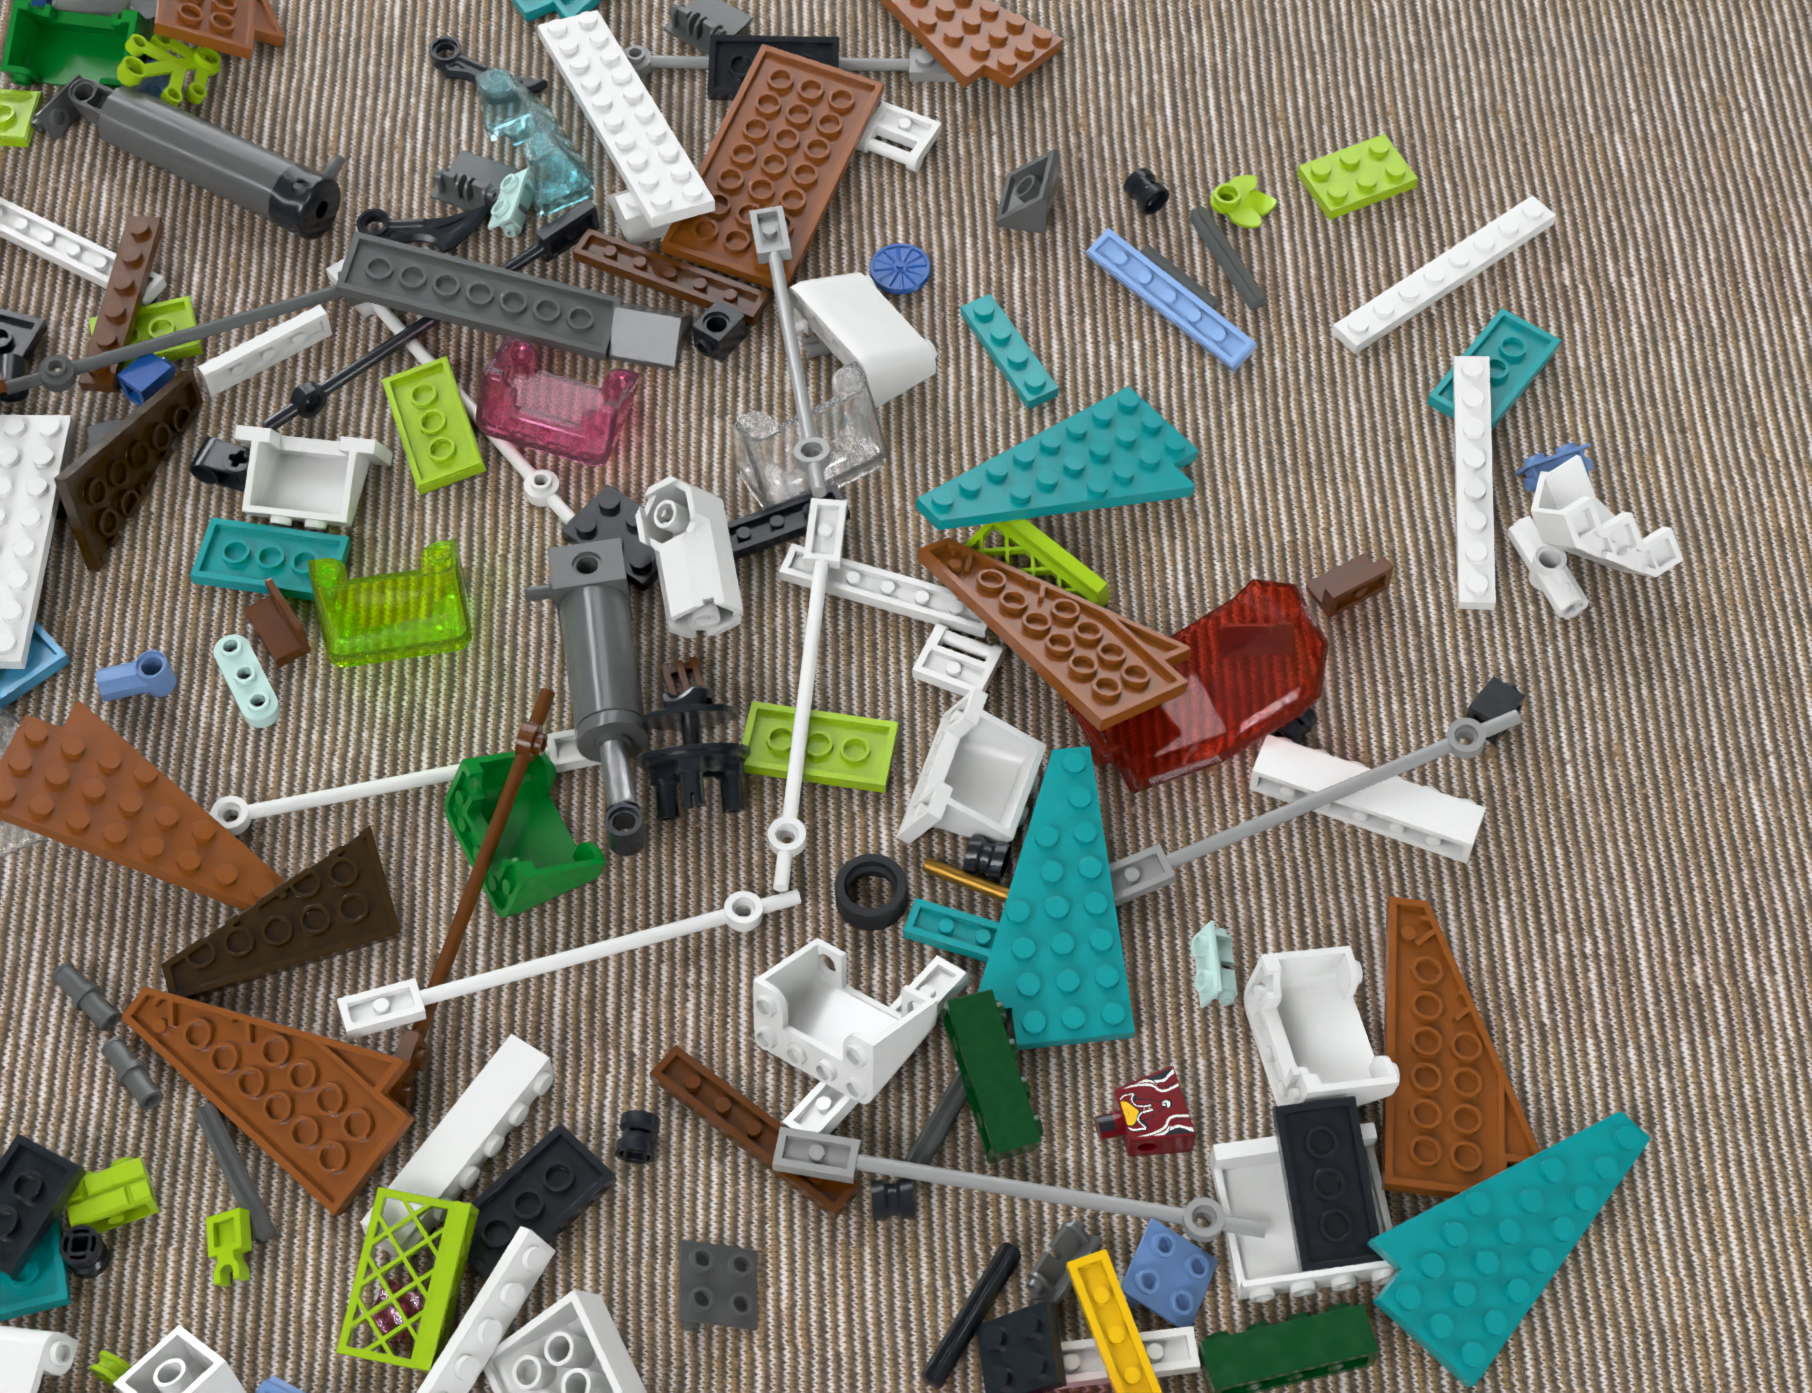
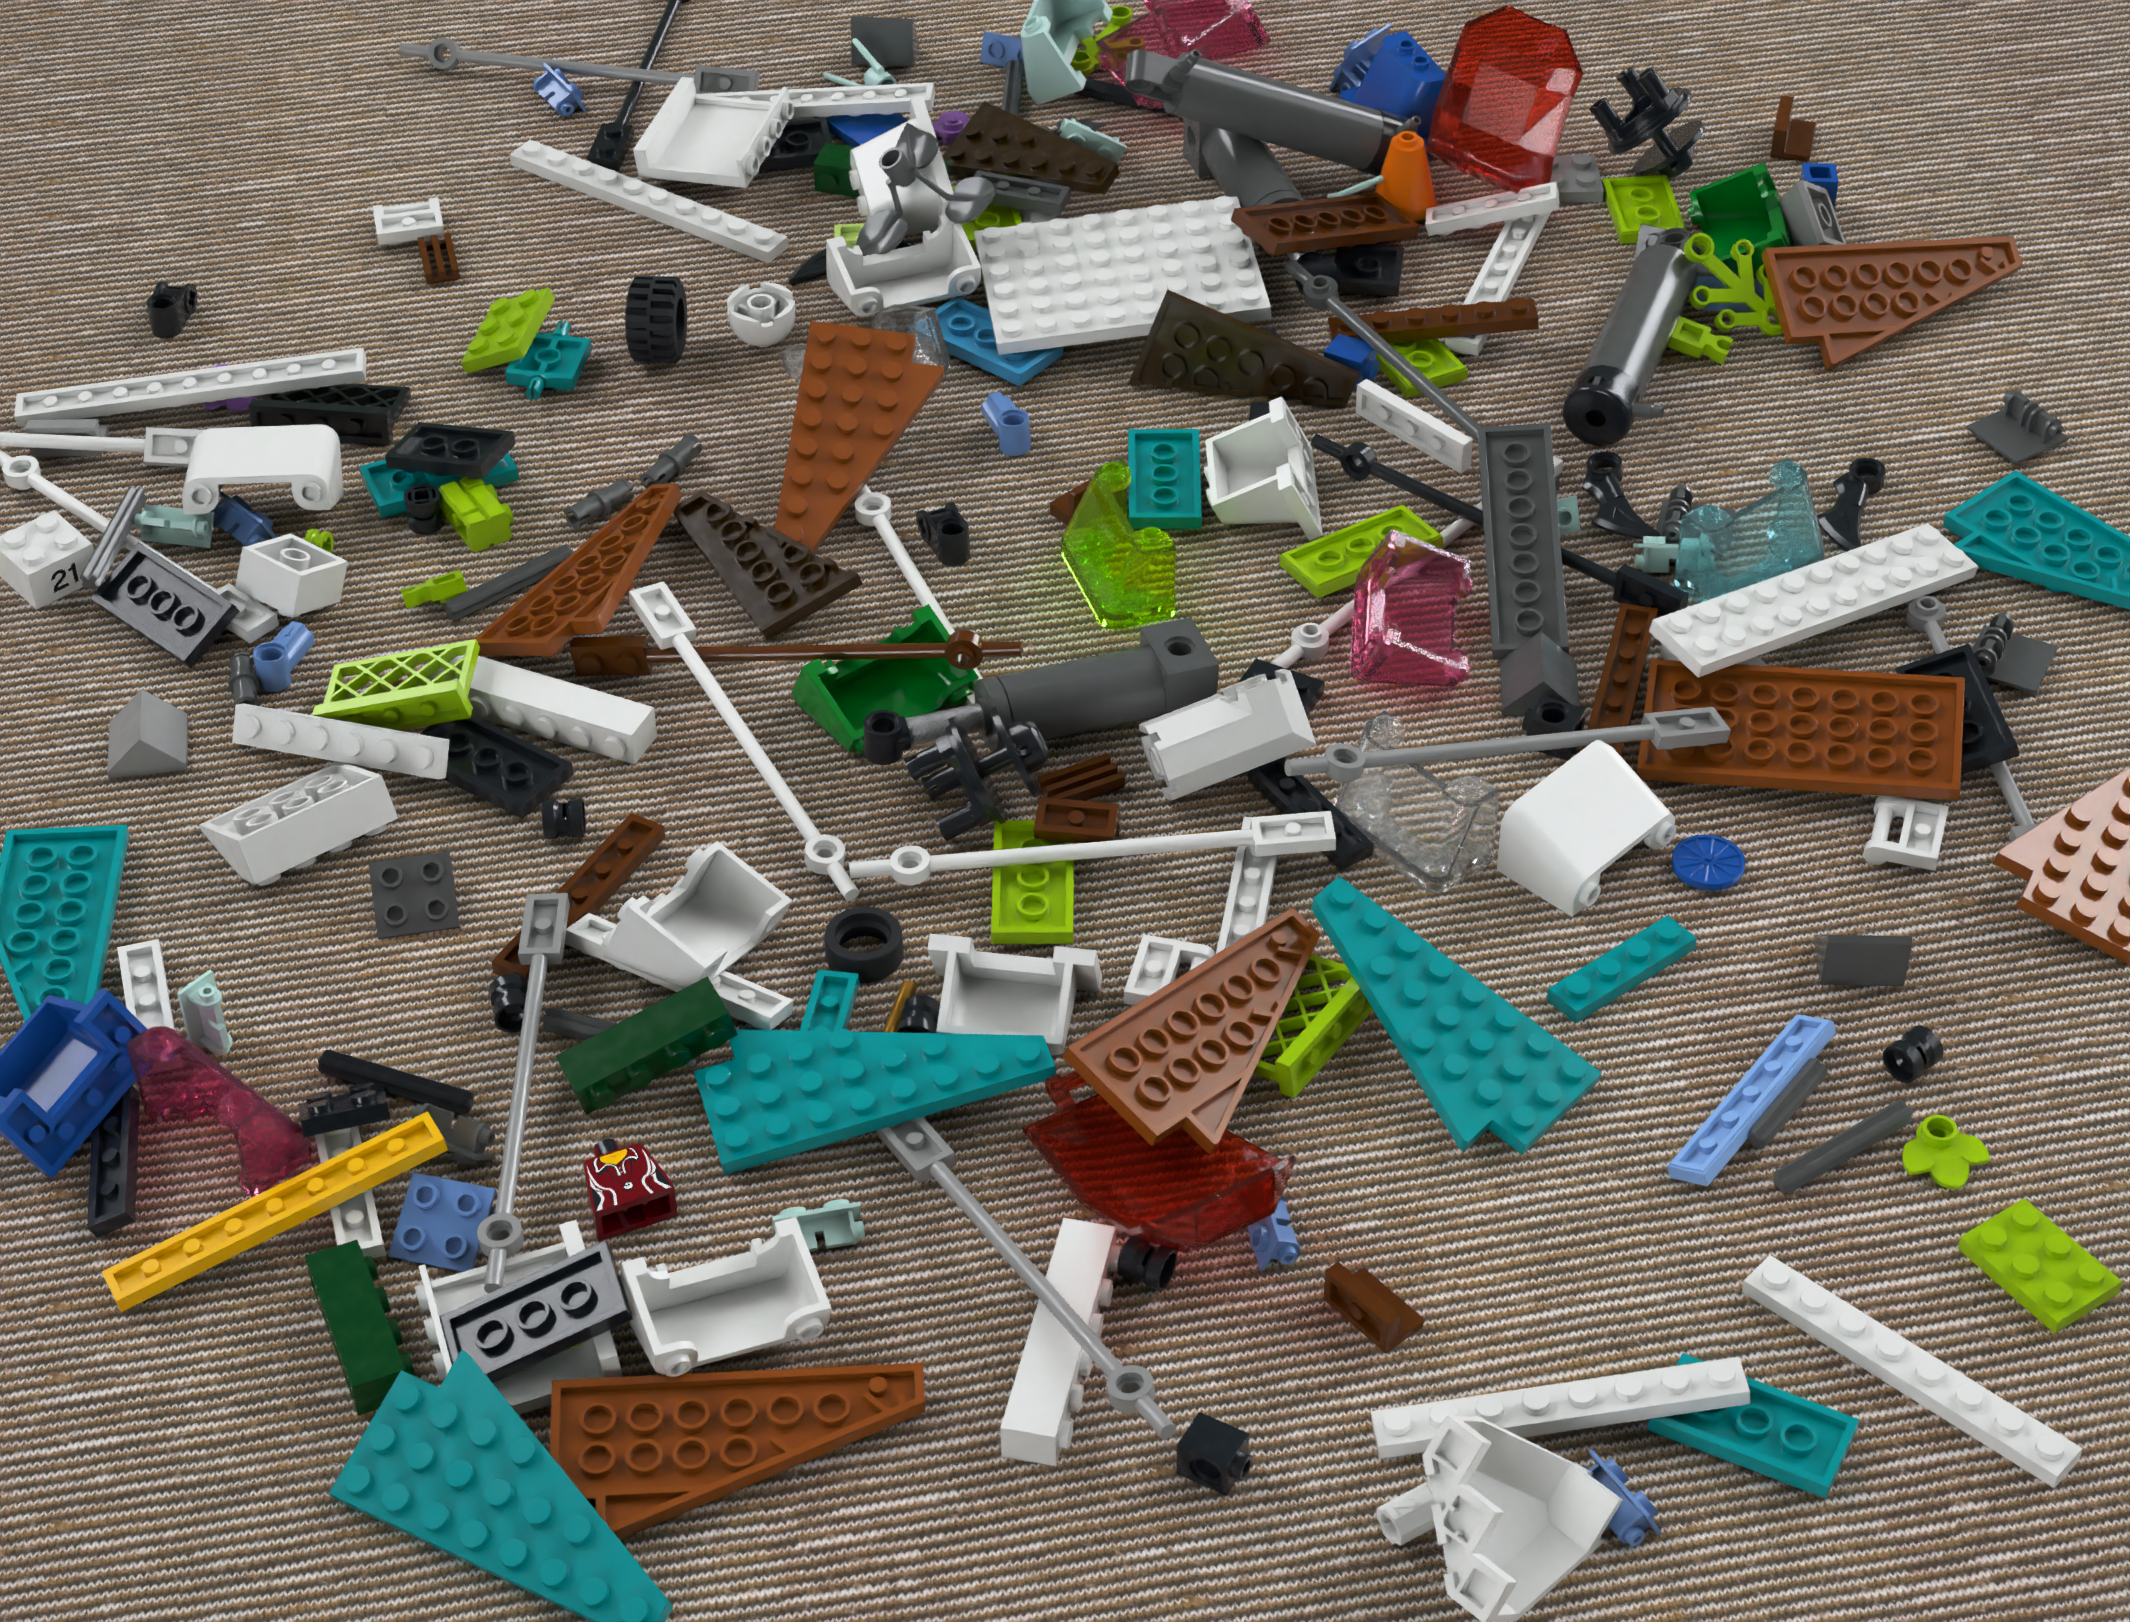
camera: 80 degrees right, 15 degrees down
(222, 114) = (1696, 339): none -> lime plate
(250, 690) = (1026, 493): light aqua plate -> none
(293, 754) = (945, 534): none -> black piece
(764, 696) = (1076, 820): none -> reddish brown panel

